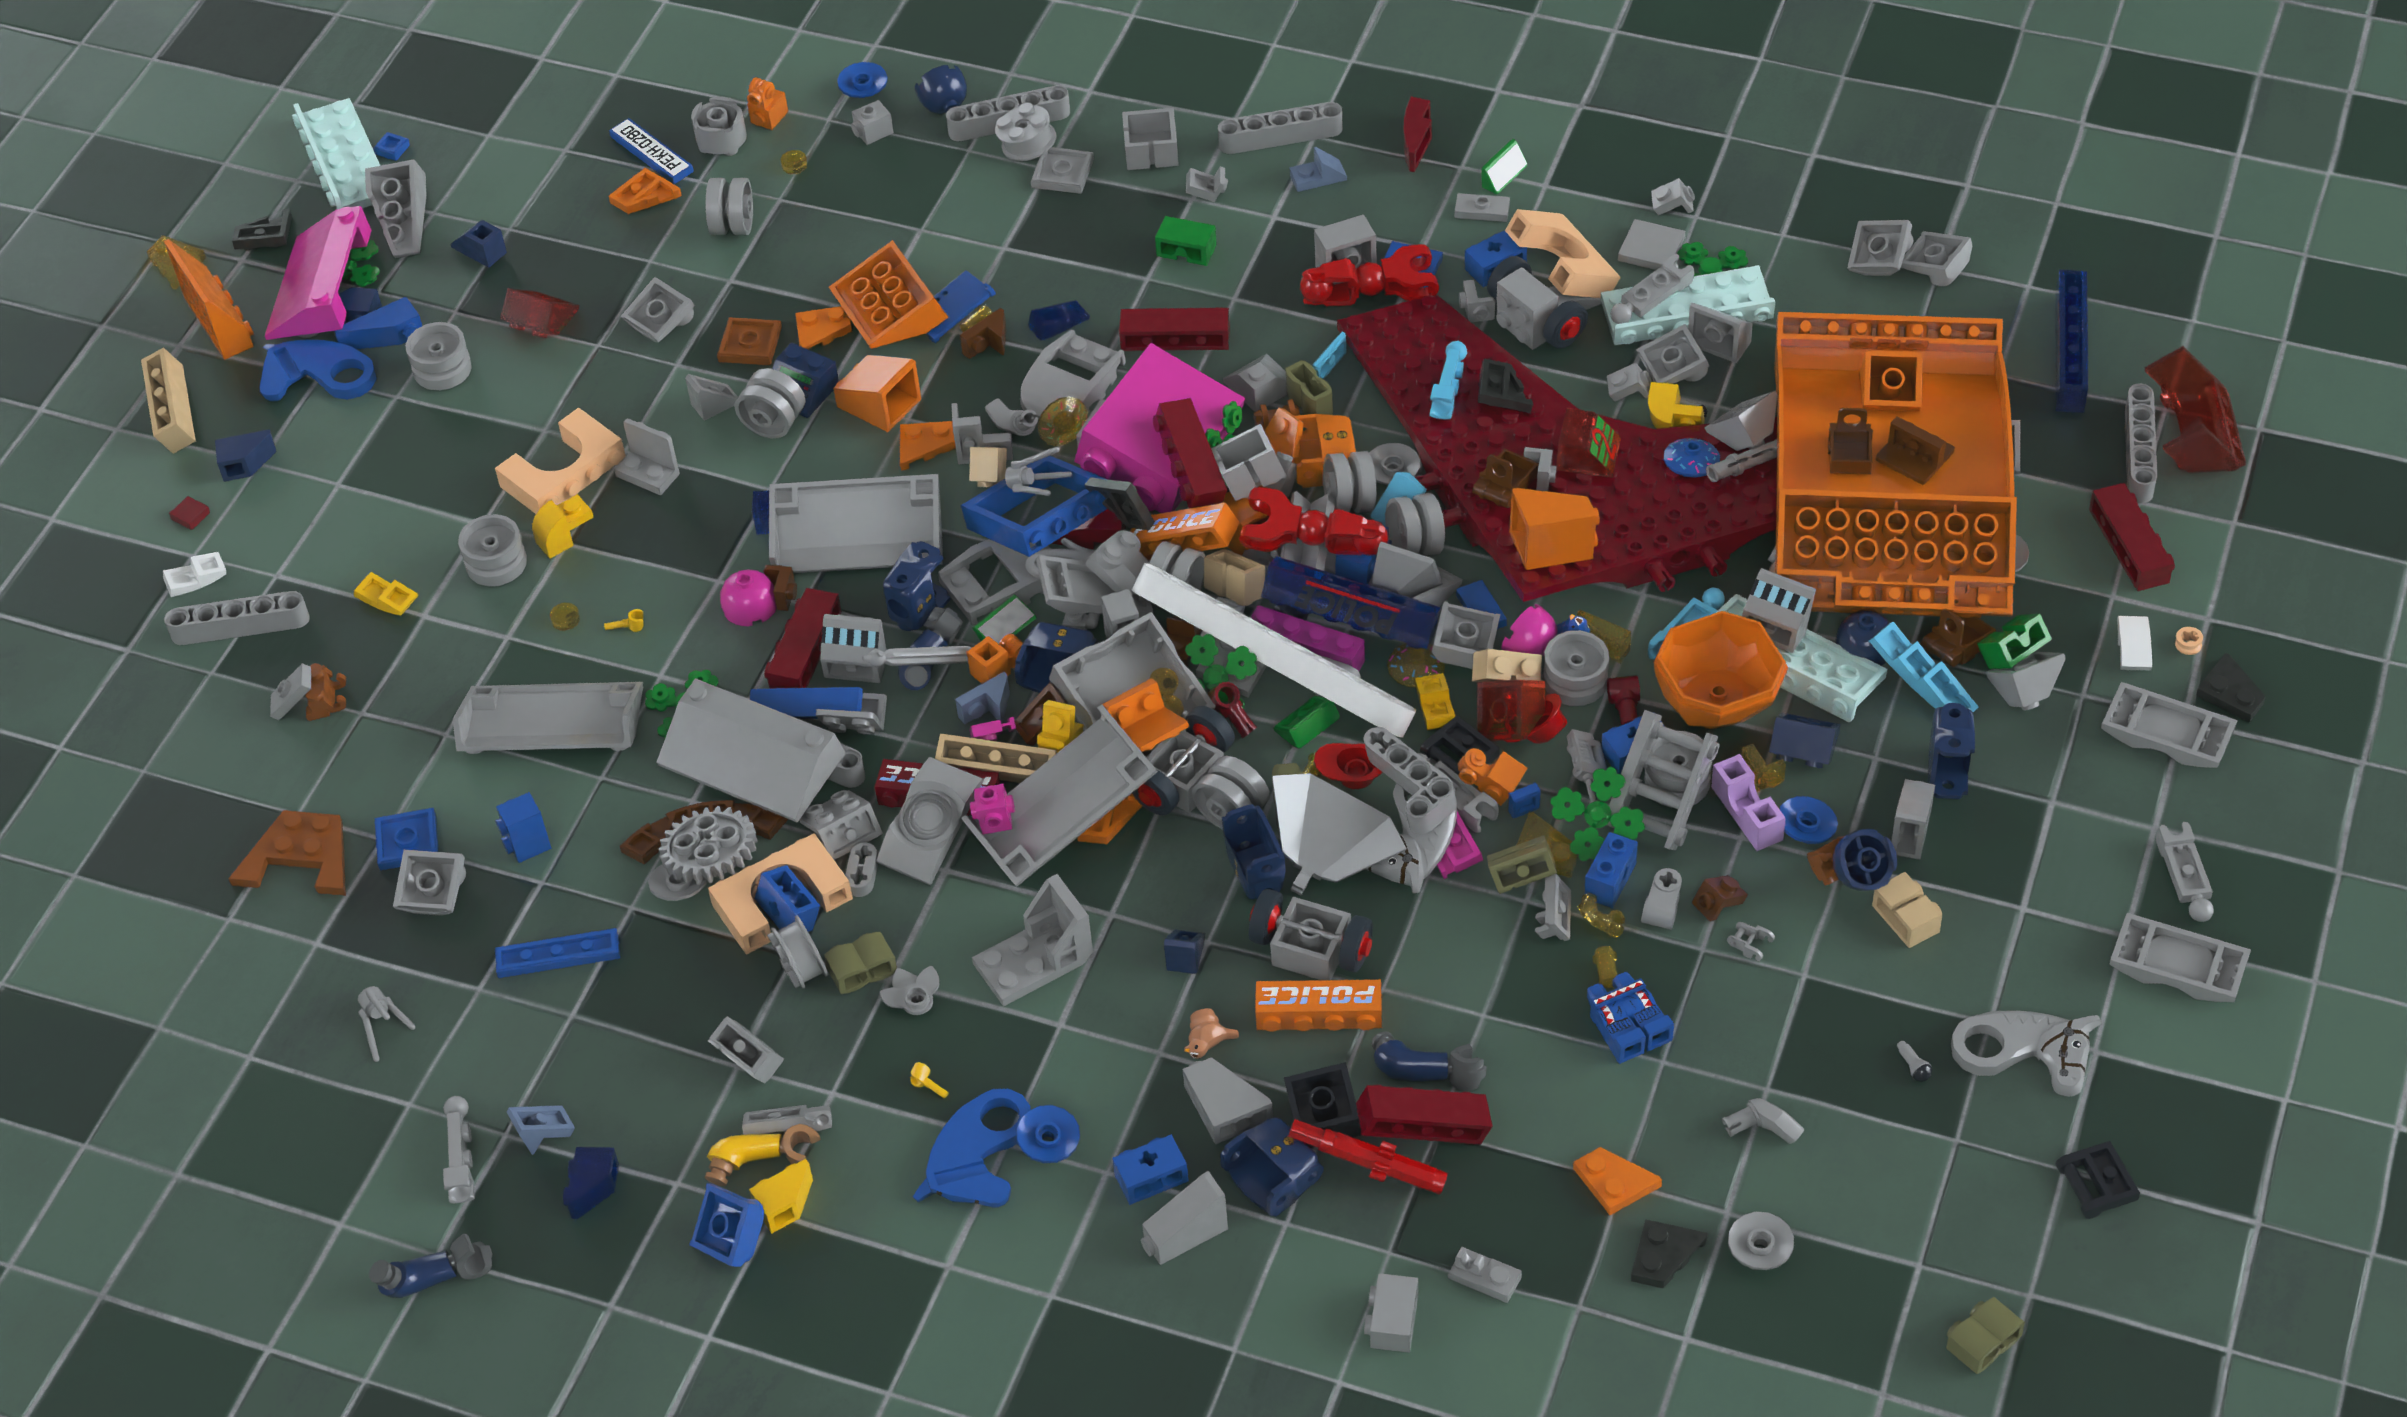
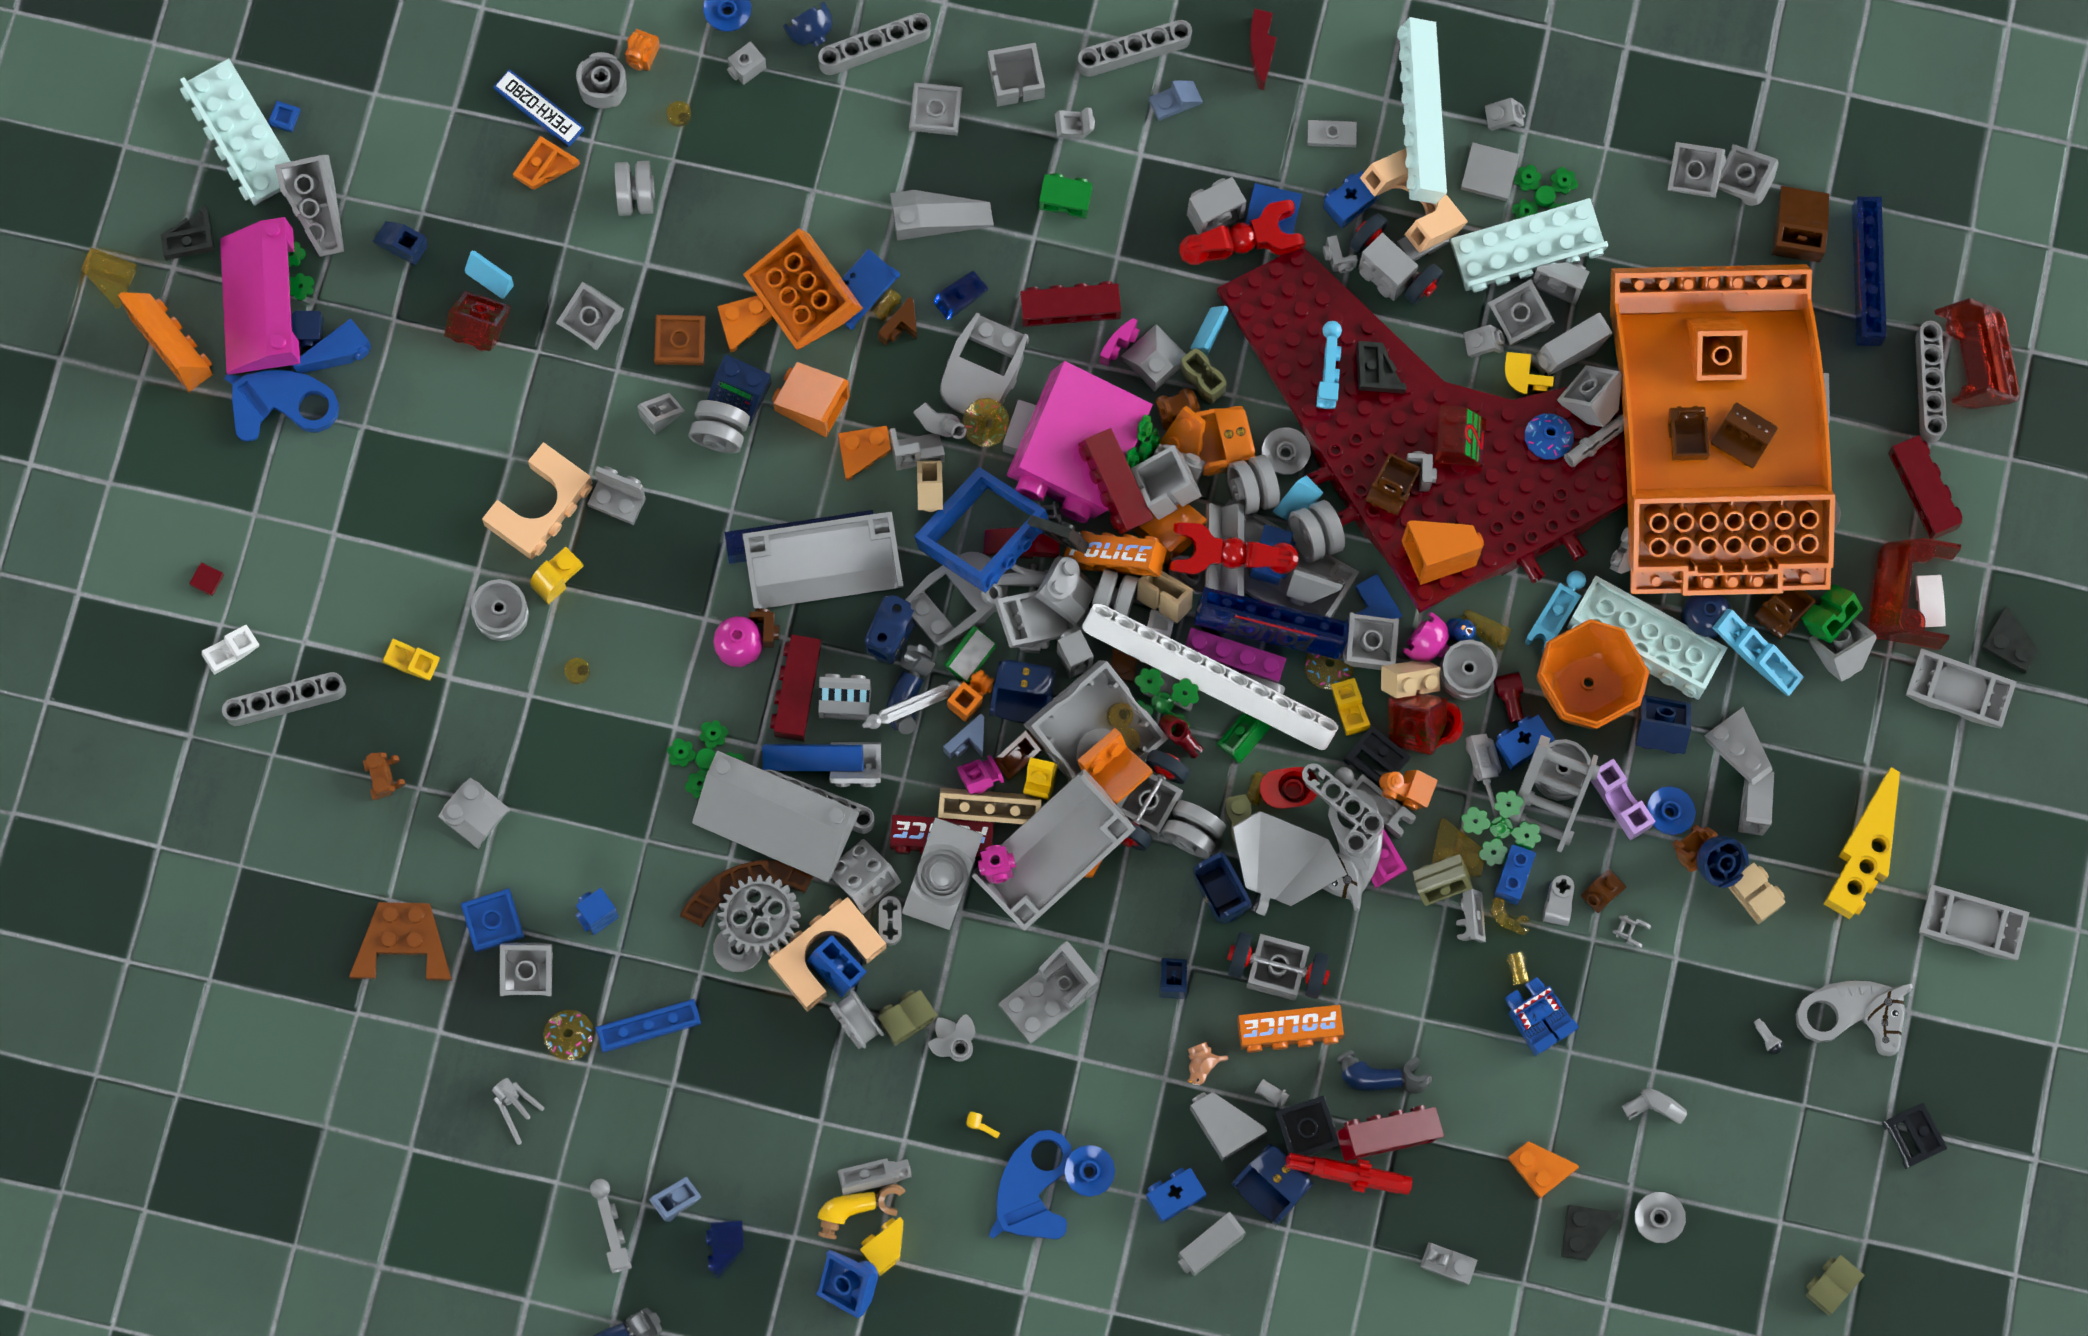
camera: 15 degrees left, 25 degrees up
(168, 400) = (155, 456): tan brick -> none
(243, 454) = (240, 512): dark blue slope -> none
(290, 691) = (356, 781): light grey plate -> none
(412, 734) = (473, 812): none -> light grey slope
(438, 356) = (395, 372): light grey wheel -> none
(465, 965) = (571, 1047): none -> clear yellow dish
(548, 716) = (589, 783): light grey slope -> none
(562, 275) = (488, 275): none -> medium azure slope
(634, 621) = (634, 674): yellow hand -> none
(746, 1049) = (830, 1115): light grey brick -> none
(1019, 476) = (966, 505): light grey plant -> none
(1025, 132) = (896, 71): light grey wheel -> none
(1040, 253) = (931, 214): none -> light grey wedge
(1224, 359) = (1122, 337): none -> dark pink slope
(1281, 1069) = (1272, 1093): none -> light grey pin
(1393, 1312) = (1383, 1308): light grey brick -> none
(1503, 167) = (1347, 86): slope -> none
(1524, 800) = (1436, 809): blue tile -> none
(1579, 181) = (1422, 111): none -> light aqua brick
(1653, 290) = (1497, 243): light grey plate -> none
(1729, 381) = (1574, 344): none -> light grey slope
(1765, 775) = (1626, 762): clear yellow bracket -> none
(1781, 607) = (1635, 607): light grey slope -> none
(1895, 760) = (1740, 746): none -> light grey wing
(1955, 737) = (1786, 736): dark blue piece -> none
(1997, 298) = (1801, 224): none -> reddish brown slope
(2044, 878) = (1874, 826): none -> yellow brick
(2099, 654) = (1889, 611): none -> clear red windscreen
(2186, 870) = (1977, 835): light grey plate -> none
(2189, 647) = (1972, 586): light nougat bush -> none

